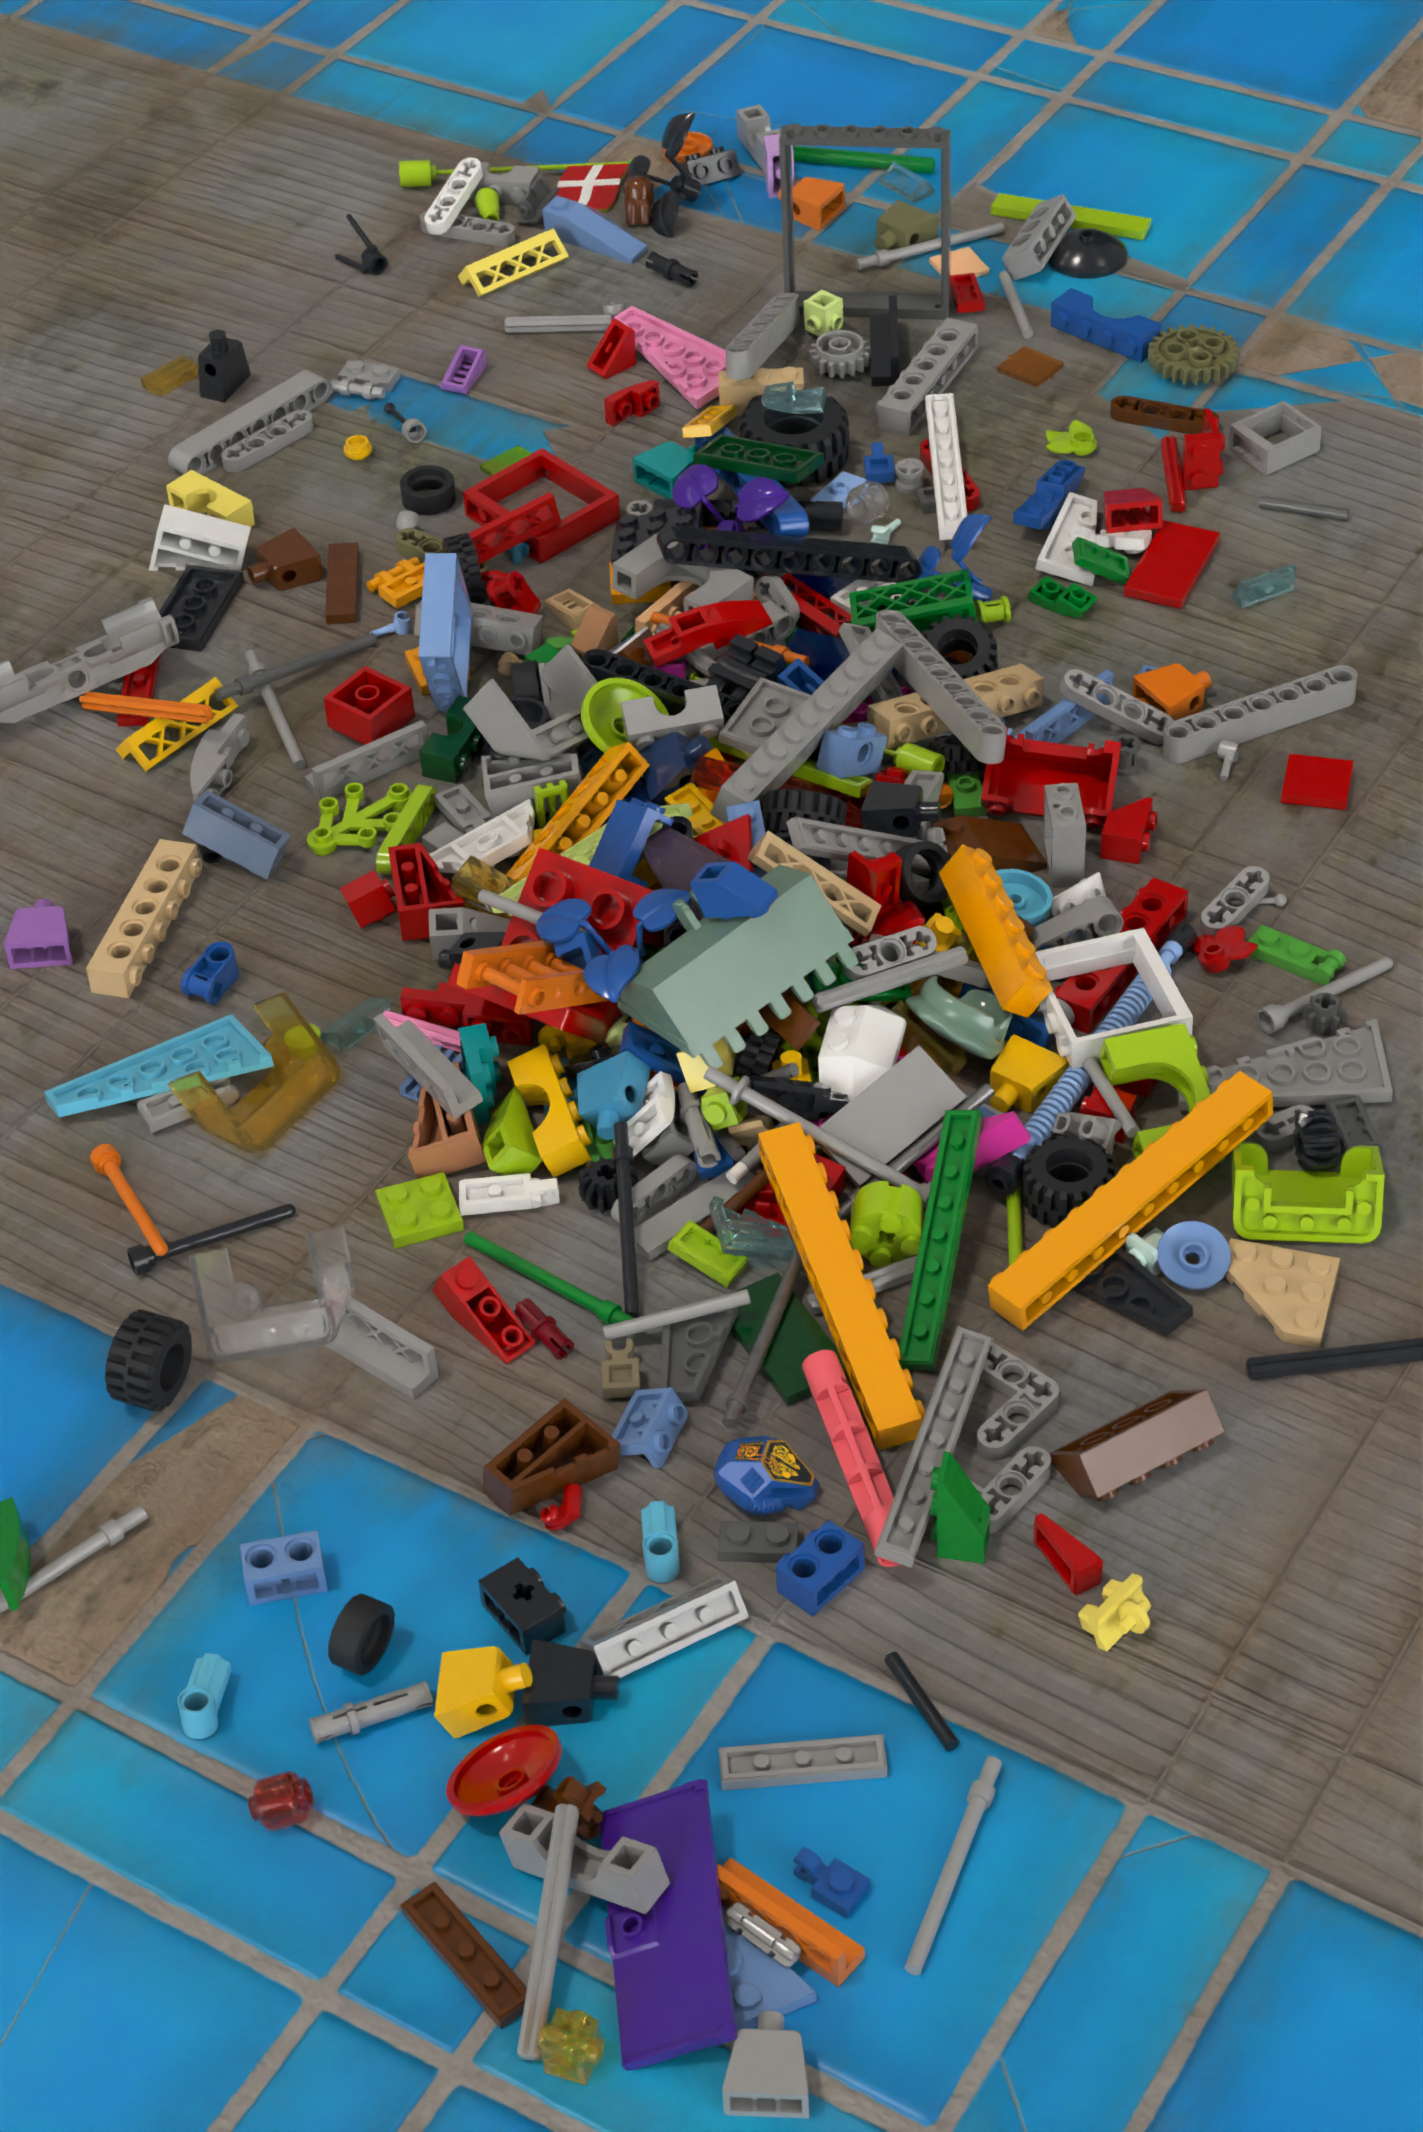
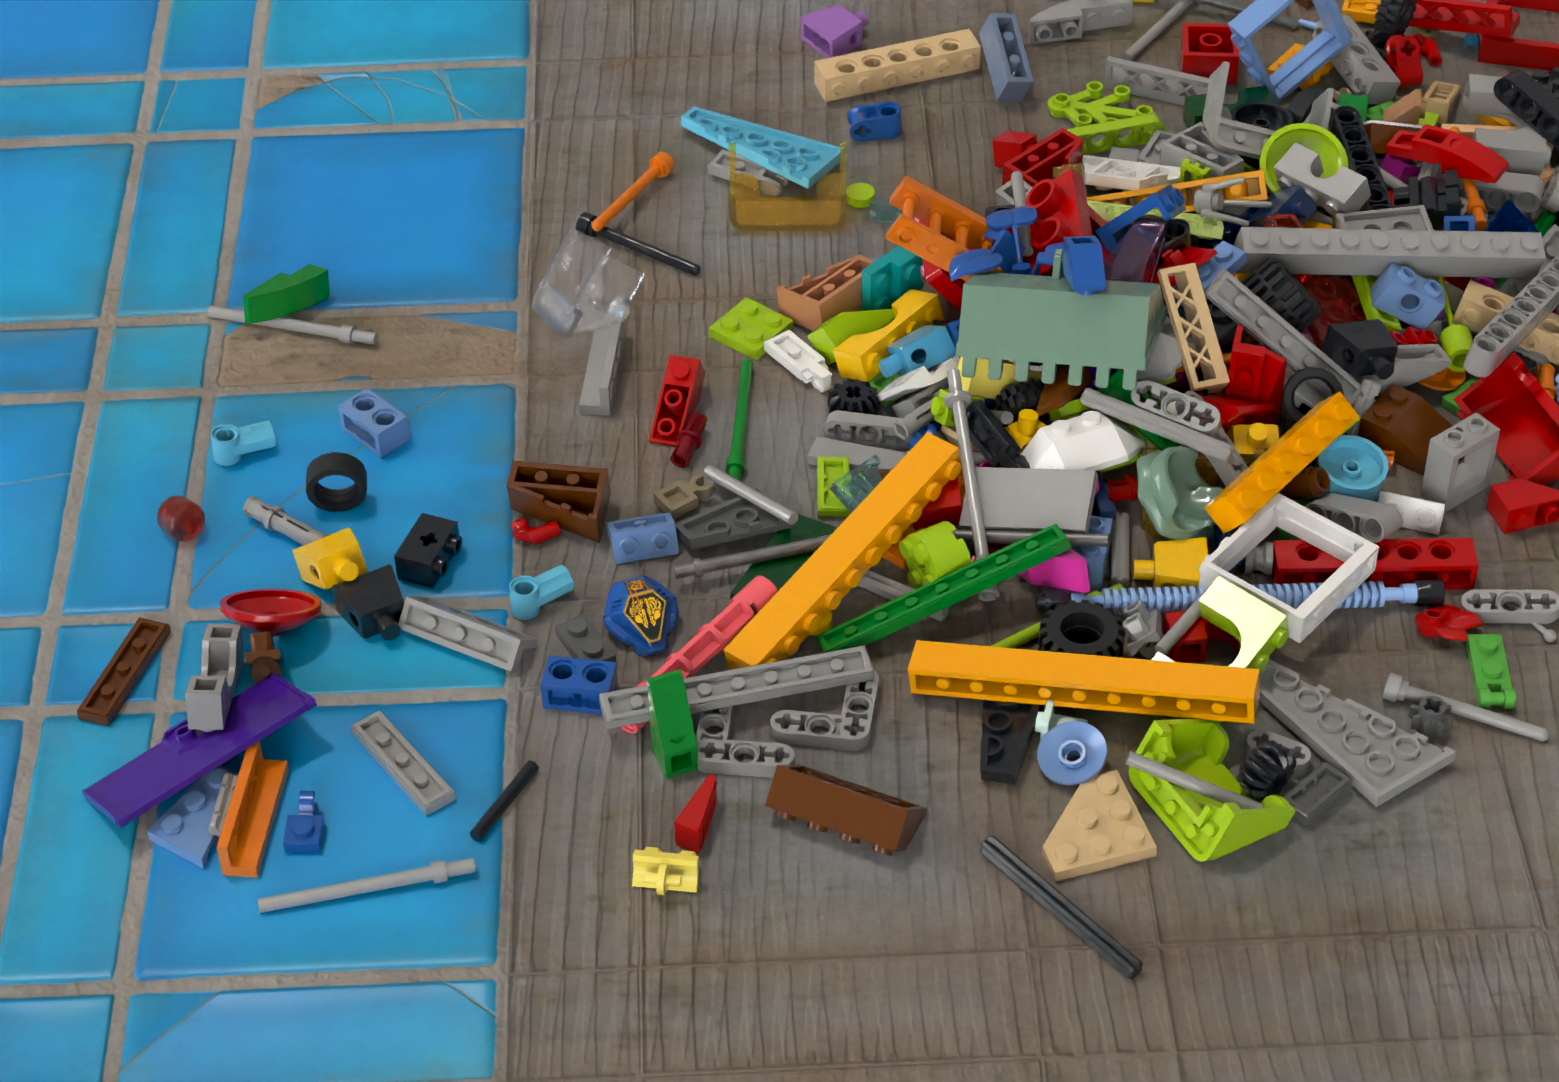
camera: 55 degrees right, 0 degrees up
(148, 1360) = (481, 248): black tyre -> none
(428, 1066) = (854, 247): light grey fence -> none
(548, 1930) = (149, 691): light grey axle -> none
(571, 2045) = (72, 752): clear yellow brick -> none
(622, 1159) = (864, 389): black bar -> none
(626, 792) = (1209, 201): none -> light grey plant
(767, 2072) = (117, 863): light grey torso -> none
(1302, 1192) = (1188, 781): none -> light grey bar

